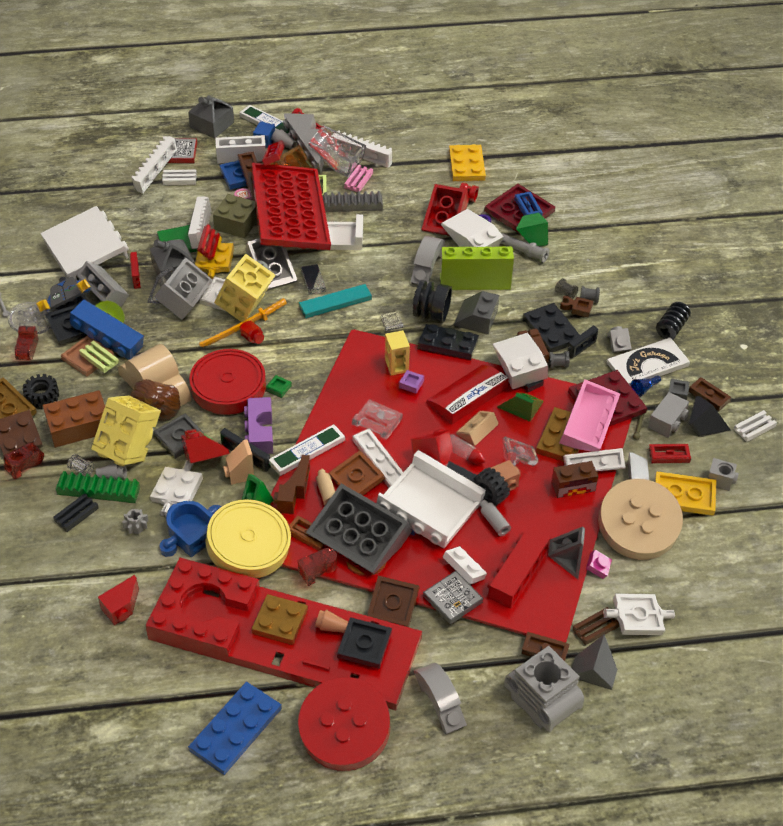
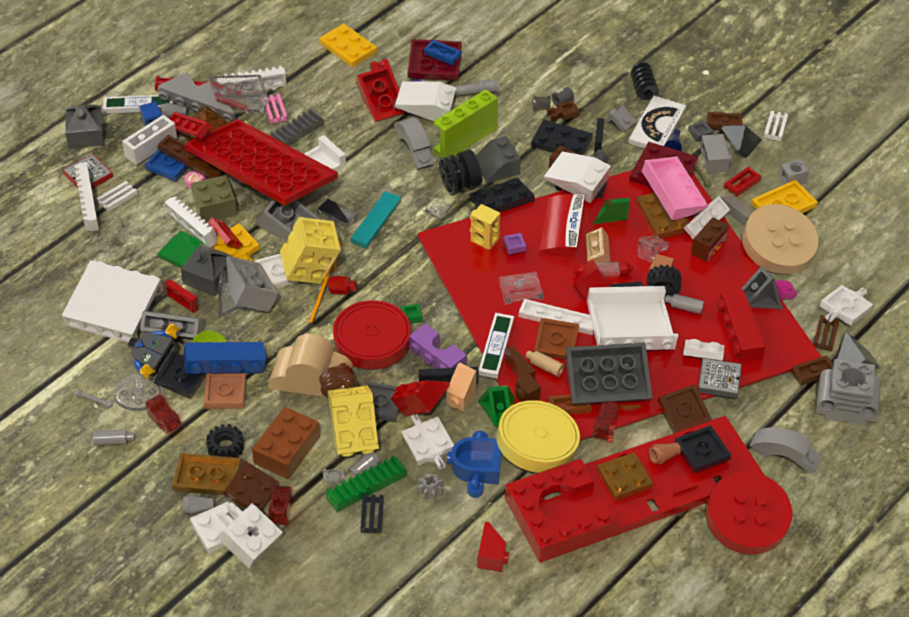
camera: 40 degrees left, 0 degrees up
(101, 354) = (247, 383): yellowish green tile -> none
(235, 728) = (675, 573): blue plate -> none
(534, 229) = (469, 66): green slope -> none

